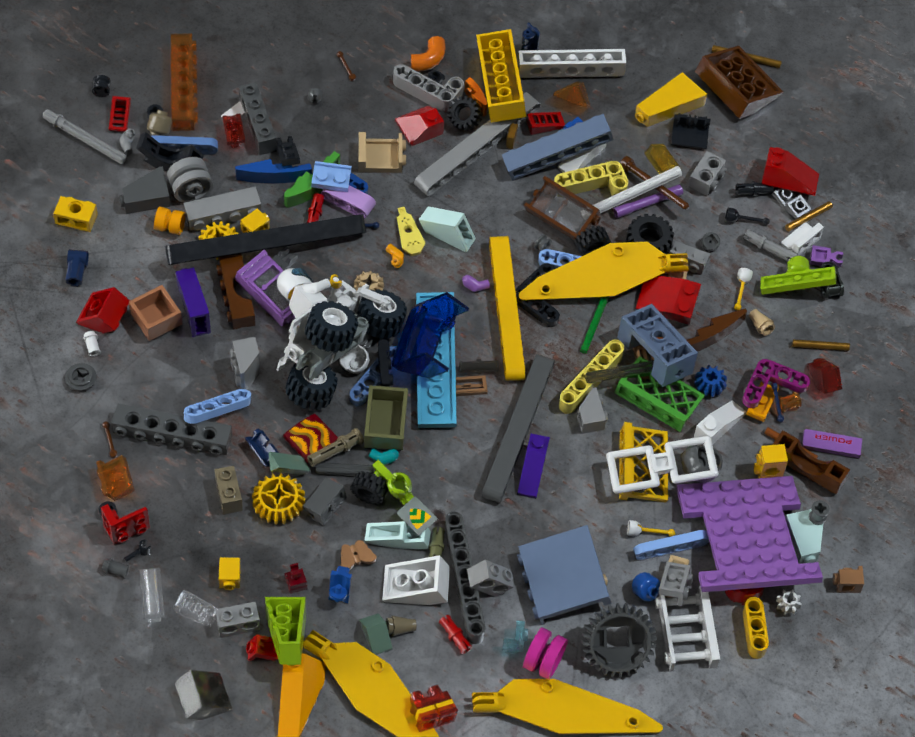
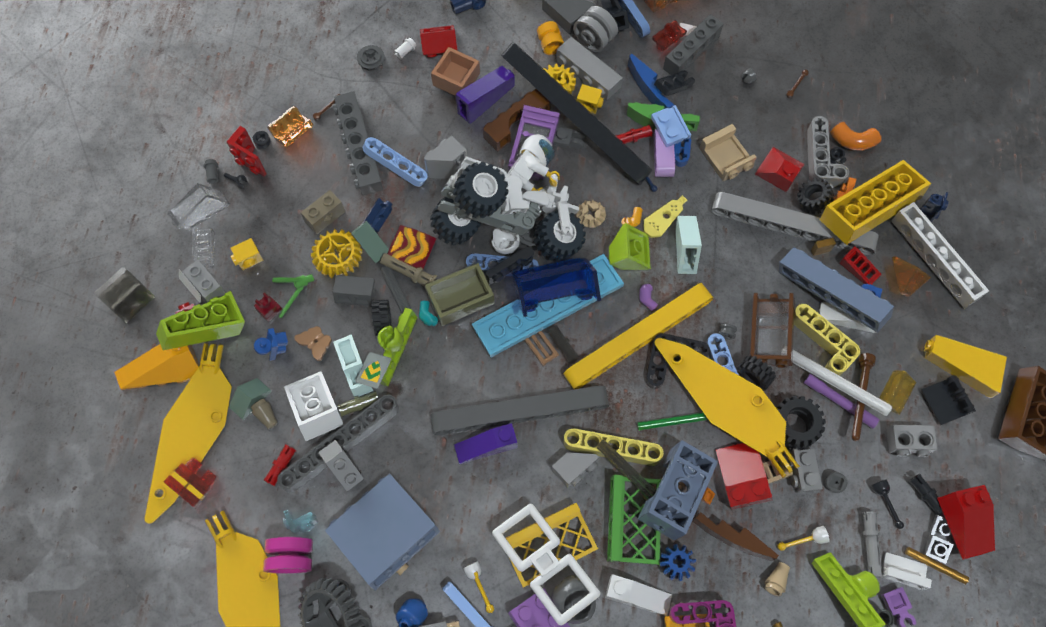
camera: 65 degrees right, 10 degrees up
(230, 636) = (190, 287): none -> white sticker
(287, 544) = (299, 283): none -> bright green plant
(425, 272) = (630, 249): none -> lime slope

